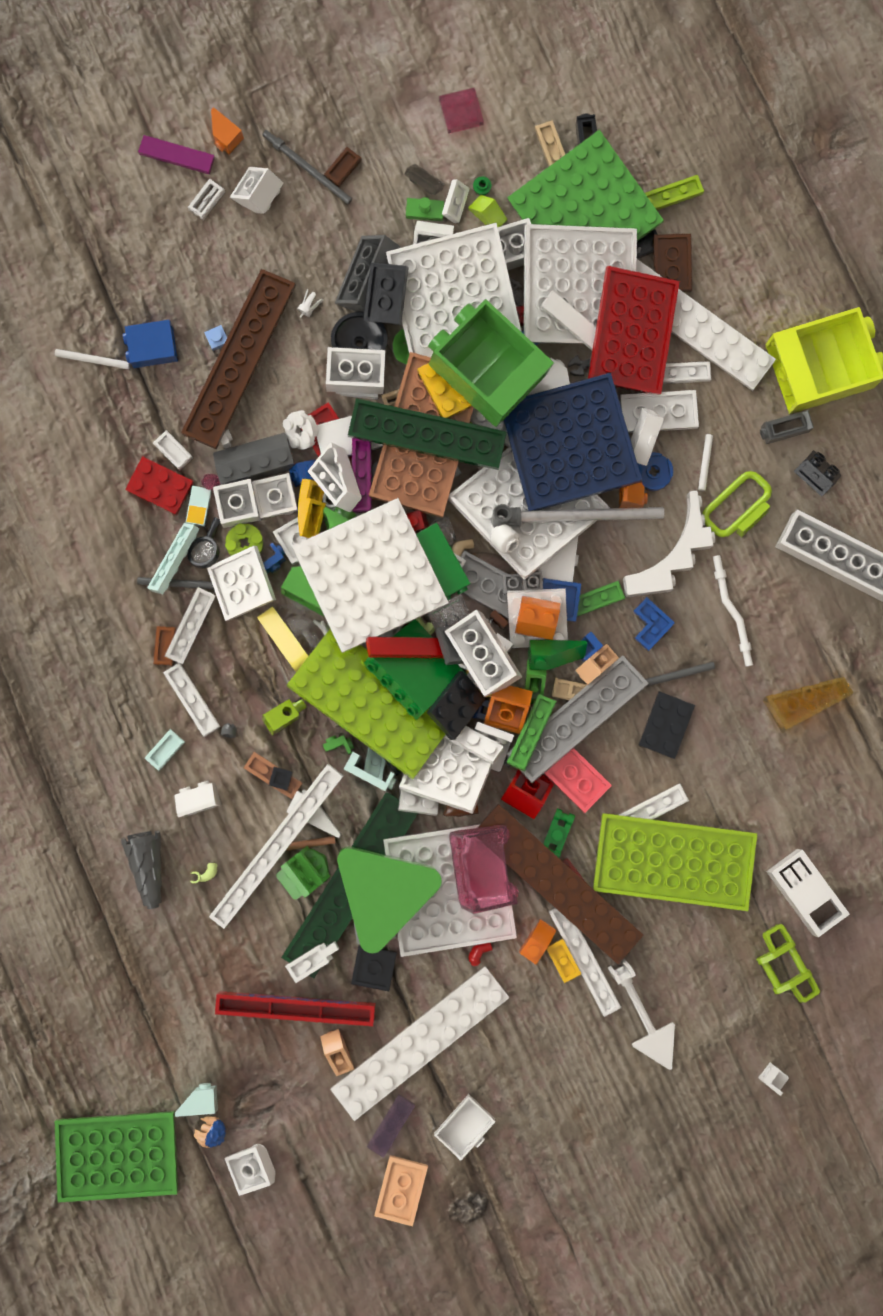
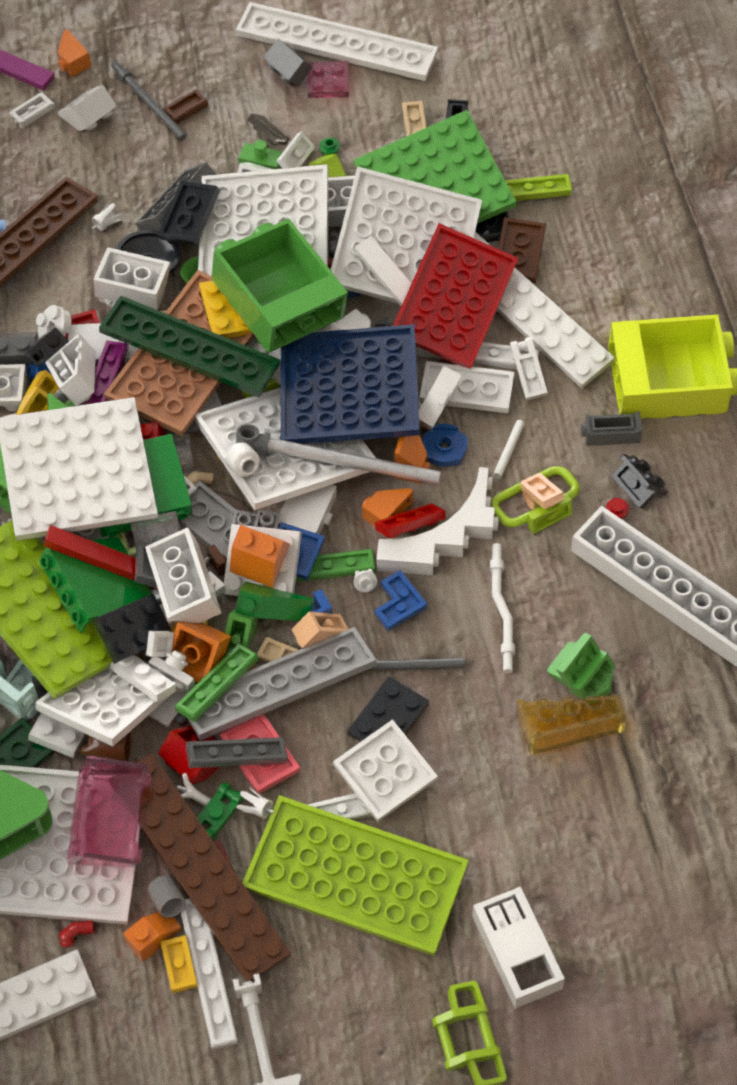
camera: 15 degrees right, 25 degrees down
(305, 455) = (46, 346): none -> black leg
(422, 102) = (287, 62): none -> brick
(458, 66) = (338, 41): none -> white plate
(481, 714) = (159, 643): none -> white plate
(497, 724) = (176, 660): none -> white plate
(535, 824) = (191, 792): none -> white bar
(540, 913) = (166, 896): none -> light grey piece
(564, 790) = (236, 752): none -> dark grey tile
(587, 823) = (262, 808): none -> white piece
(620, 542) = (386, 504): none -> orange slope
(620, 612) = (365, 580): none -> white plate
(645, 552) = (410, 520): none -> red plate
(678, 775) = (385, 770): none -> white plate
(707, 384) = (528, 369): none -> white plate
(744, 503) = (540, 492): none -> light nougat plate
(804, 501) = (618, 507): none -> red plate
(807, 654) = (583, 668): none -> bright green piece

